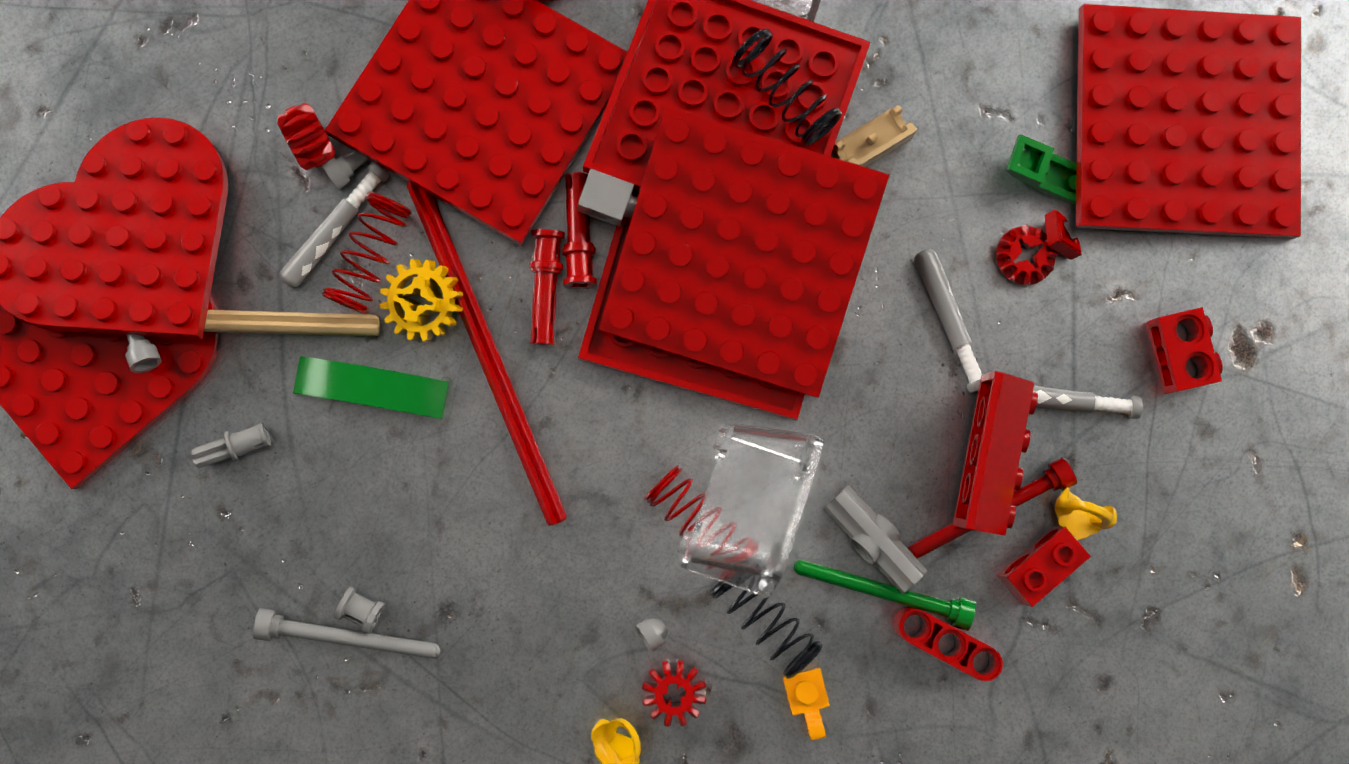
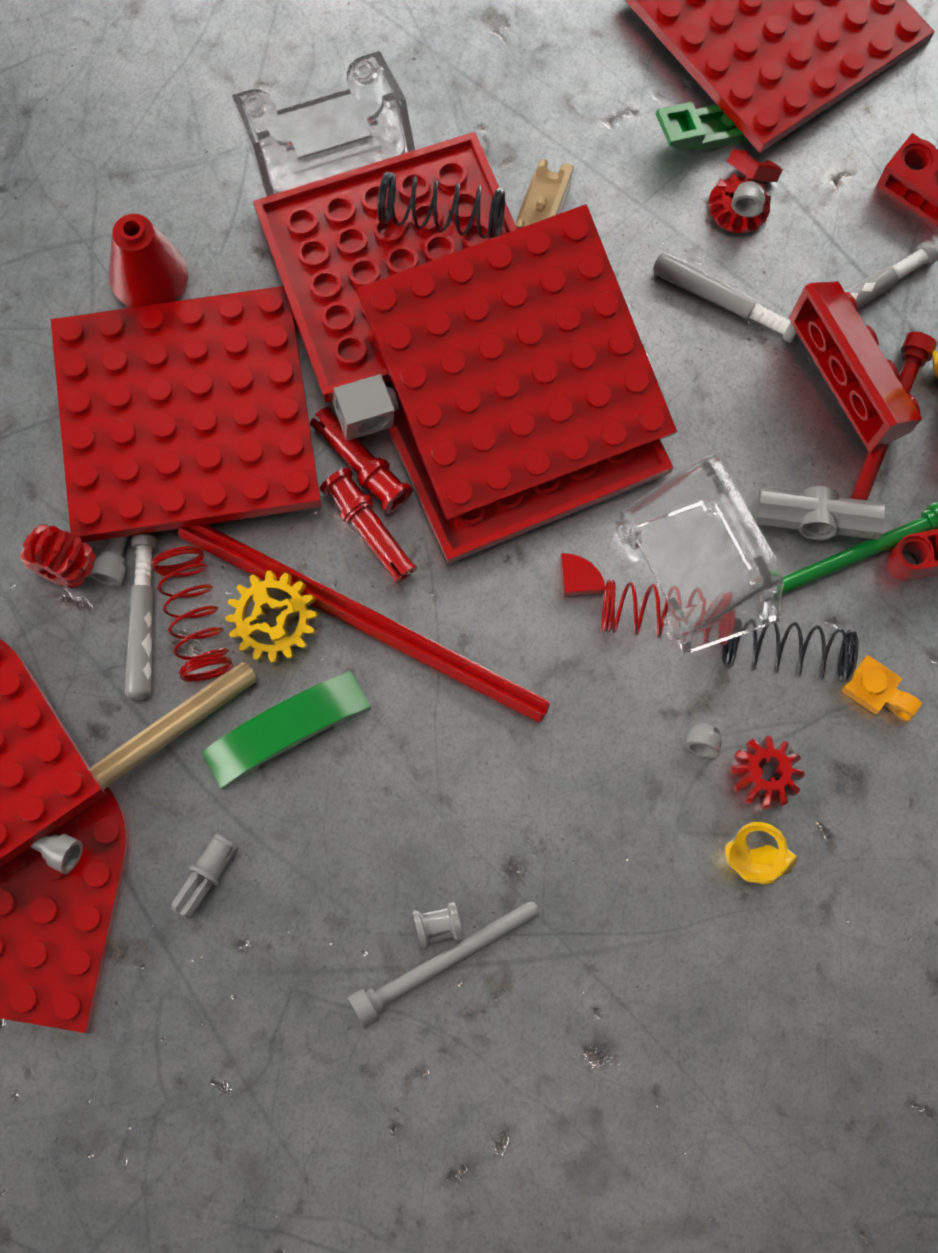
camera: 40 degrees left, 10 degrees down
(664, 444) = (580, 576): none -> red tile
(1030, 260) = (748, 199): none -> light grey hinge

